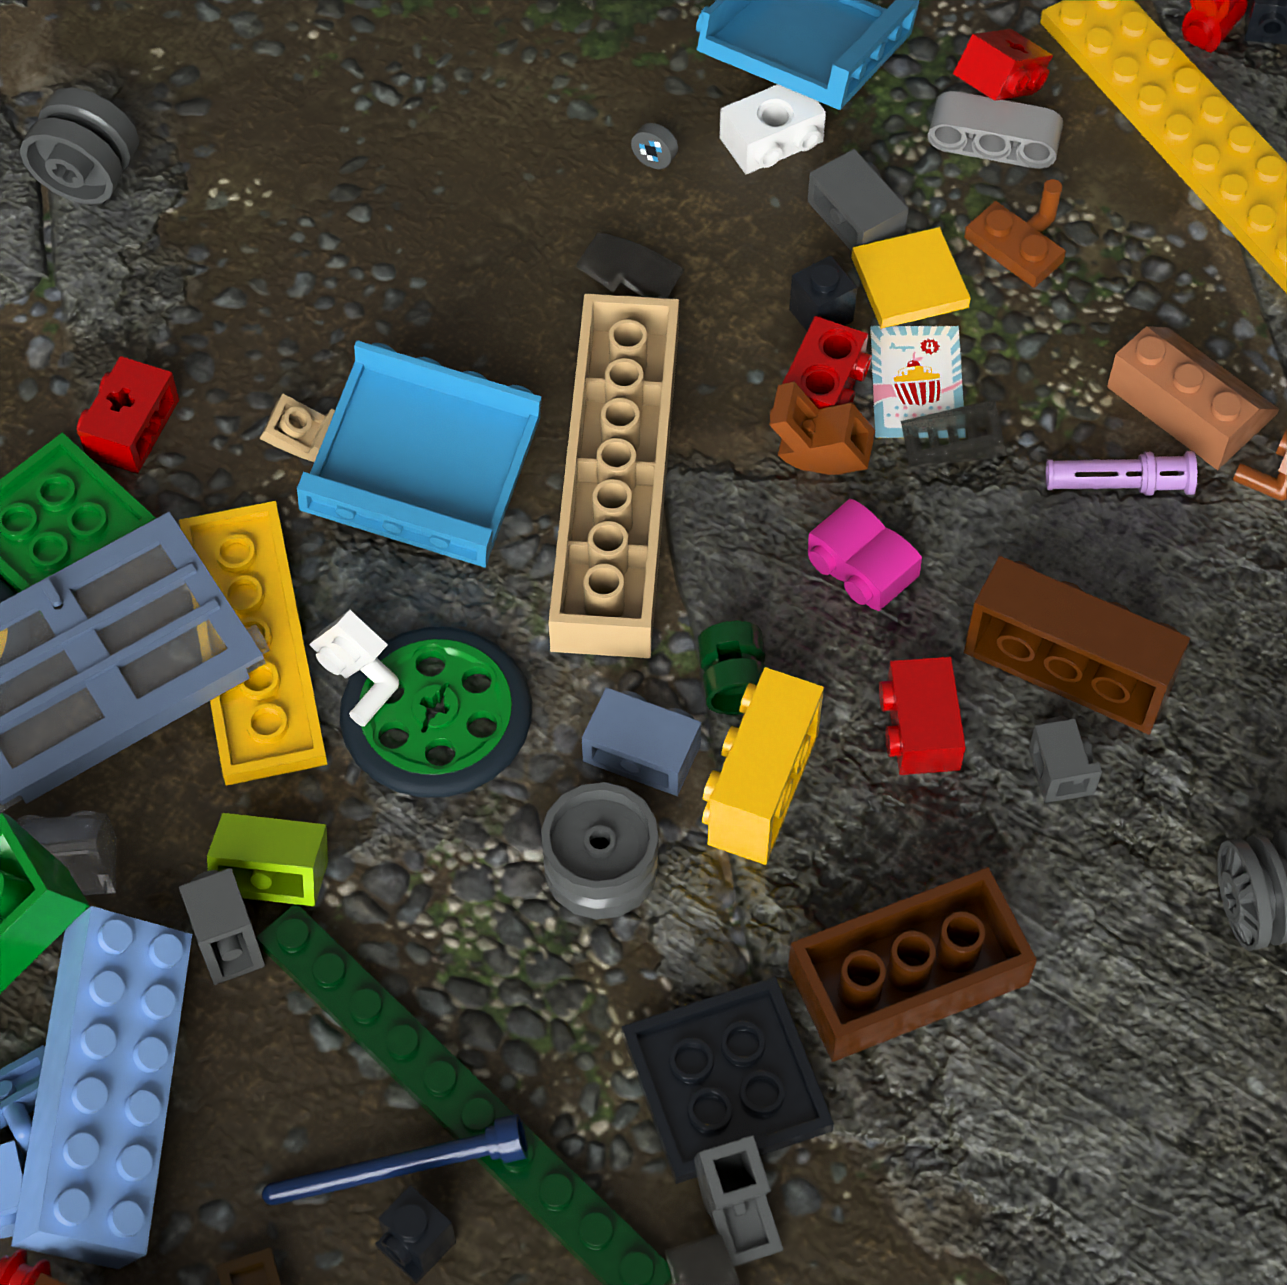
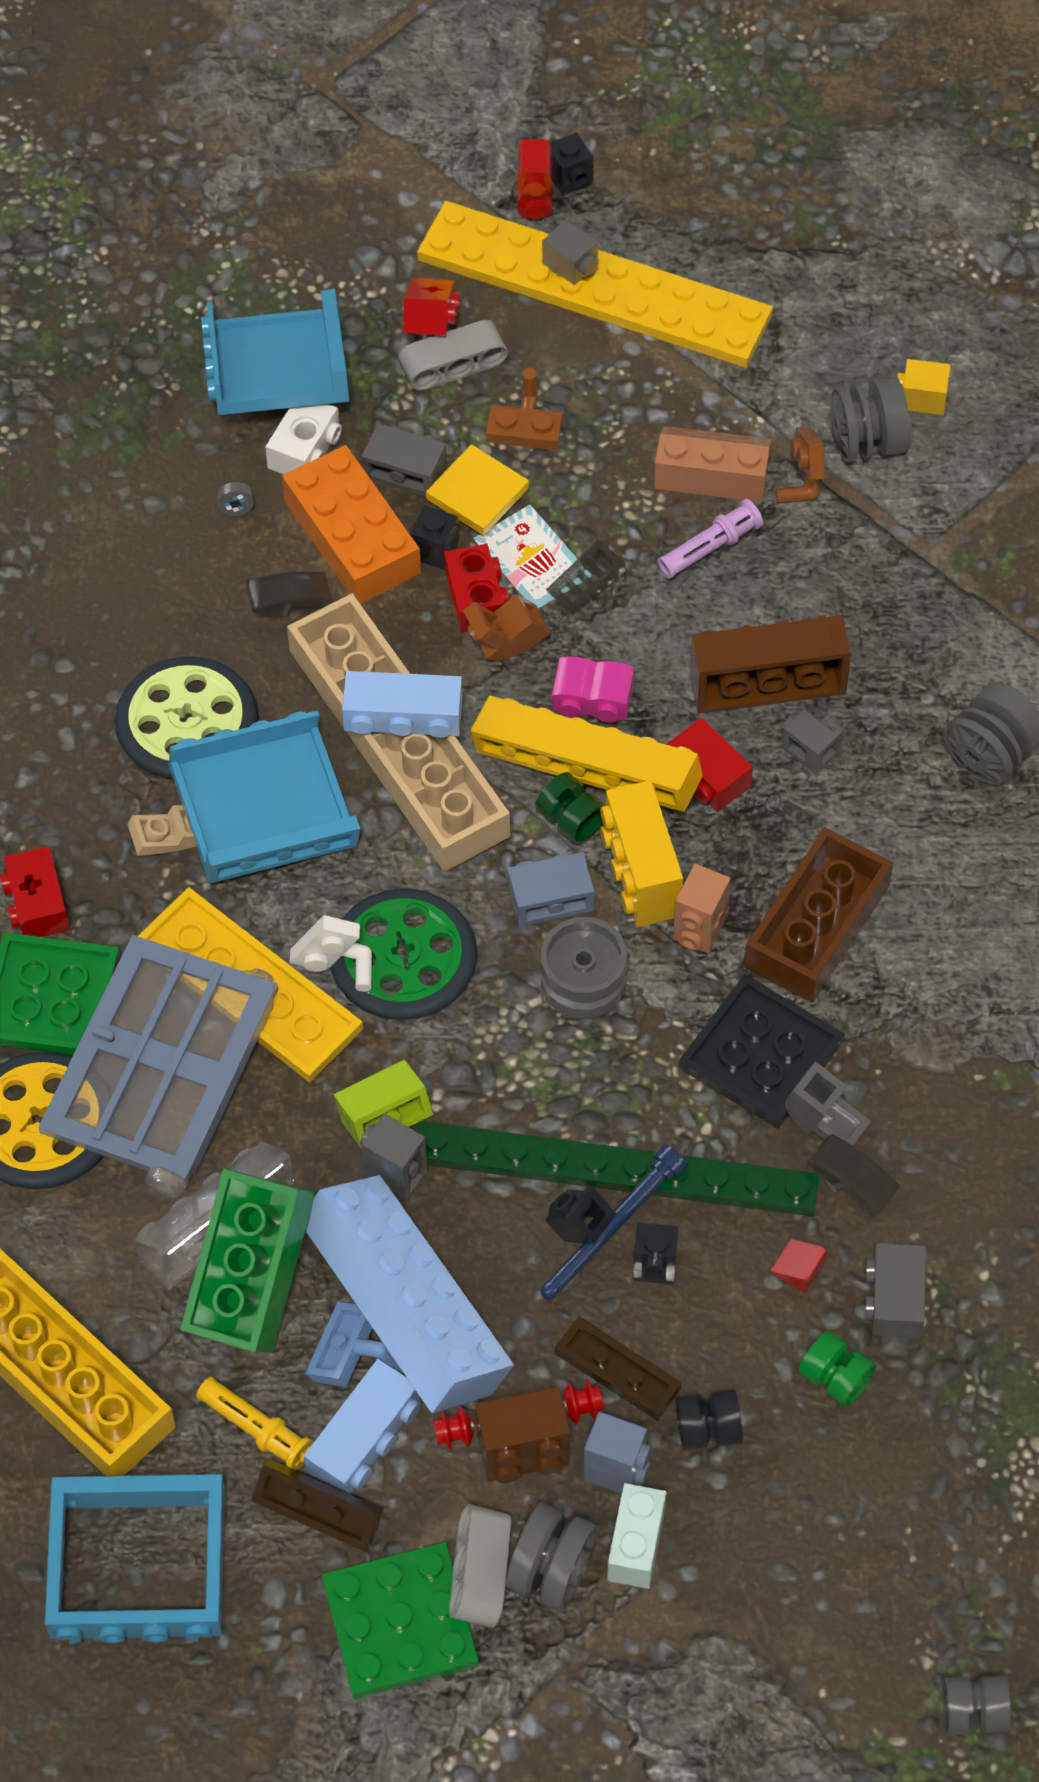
camera: 35 degrees left, 0 degrees up
(362, 1120) = (570, 1211): none -> black brick
(448, 282) = (173, 676): none -> yellowish green wedge
(626, 440) = (402, 703): none -> light blue brick
(747, 237) = (351, 524): none -> orange brick
(779, 869) = (701, 908): none -> nougat brick
(796, 618) = (587, 751): none -> yellow brick
(1197, 90) = (570, 252): none -> dark grey brick

